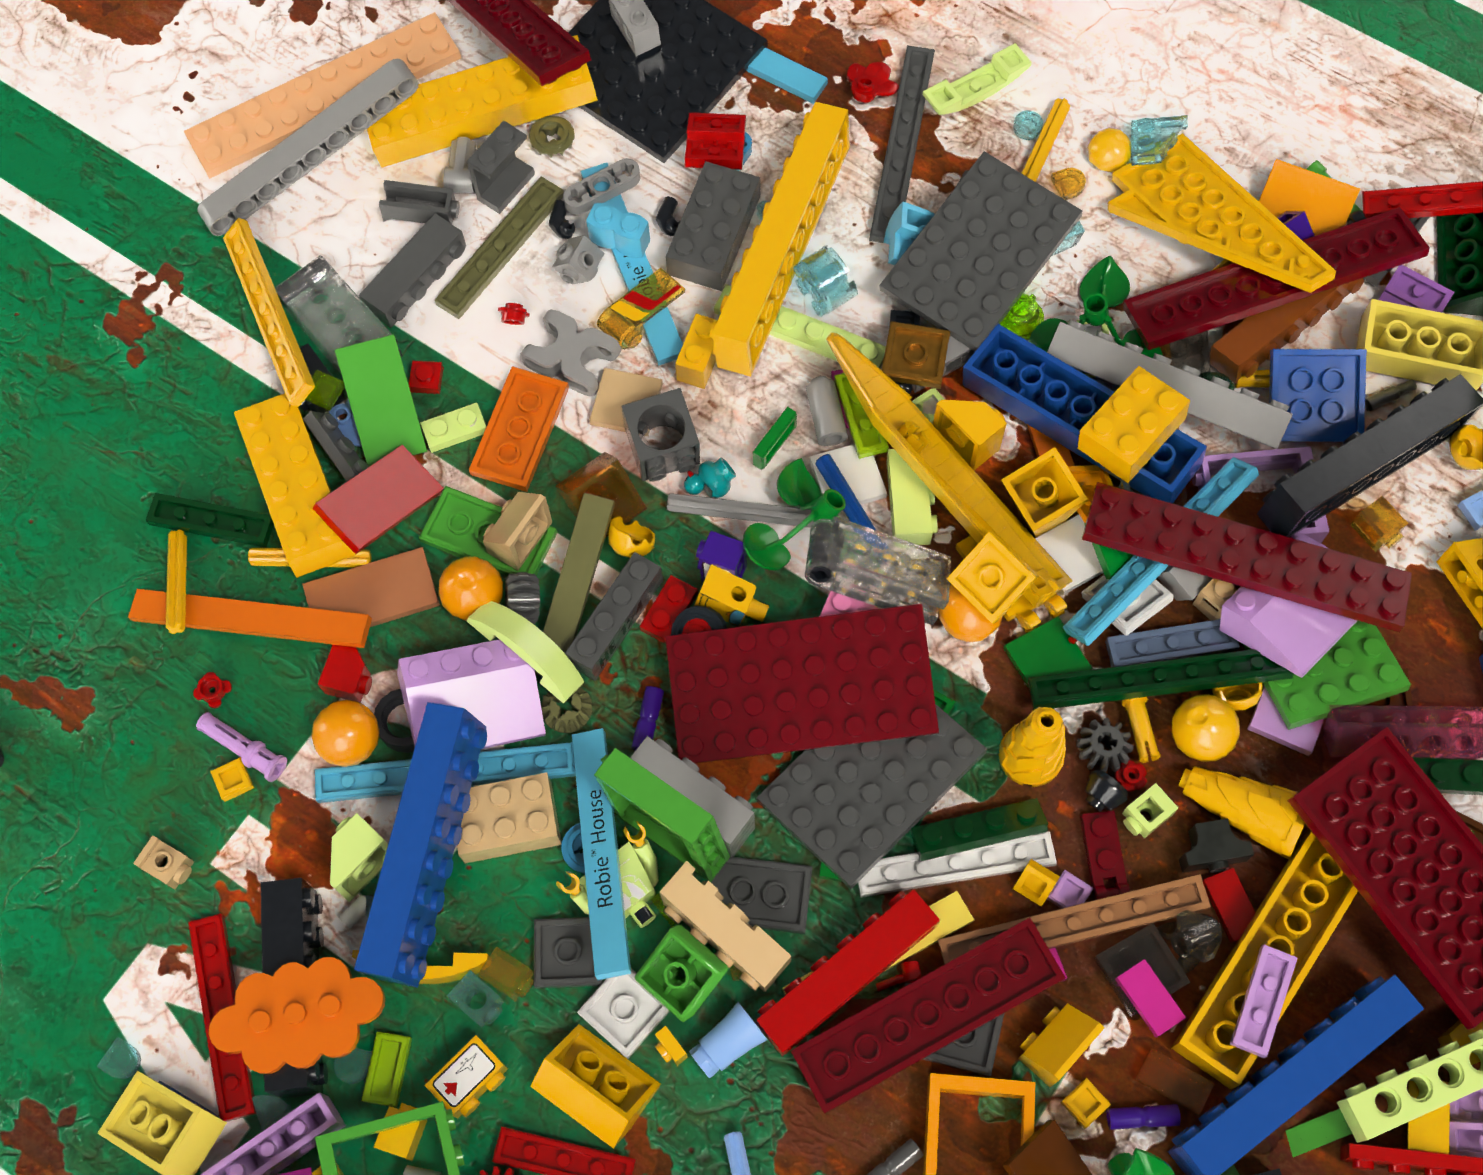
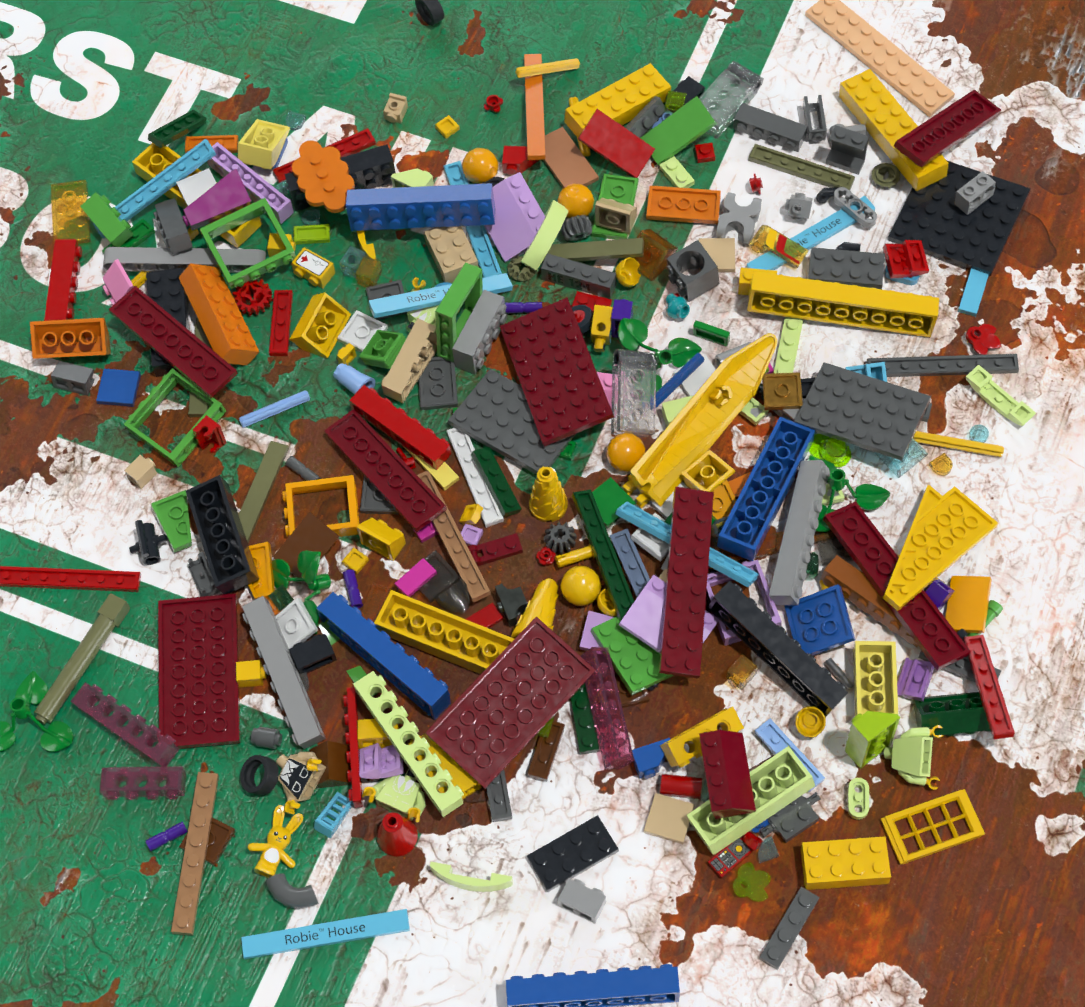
camera: 80 degrees right, 5 degrees down
(210, 520) = (588, 70): dark green plate -> none
(251, 752) = (472, 109): lavender pin -> none
(269, 313) = (718, 61): yellow tile -> none
(308, 146) = (830, 51): light grey beam -> none
(618, 230) = (823, 220): medium azure brick -> none
(737, 510) = (661, 321): light grey axle -> none
(825, 279) = (822, 335): clear light blue brick -> none
(970, 428) = (739, 431): yellow slope -> none
(992, 577) = (635, 443): yellow plate -> none
(1104, 791) = (532, 541): black cone -> none
(1109, 149) = (974, 484): yellow hair -> none
(1133, 424) = (755, 503): yellow brick -> none
(1154, 137) = (987, 505): clear light blue wing -> none
(1156, 804) = (532, 565): yellowish green brick -> none
(1263, 1001) = (420, 625): lavender plate -> none

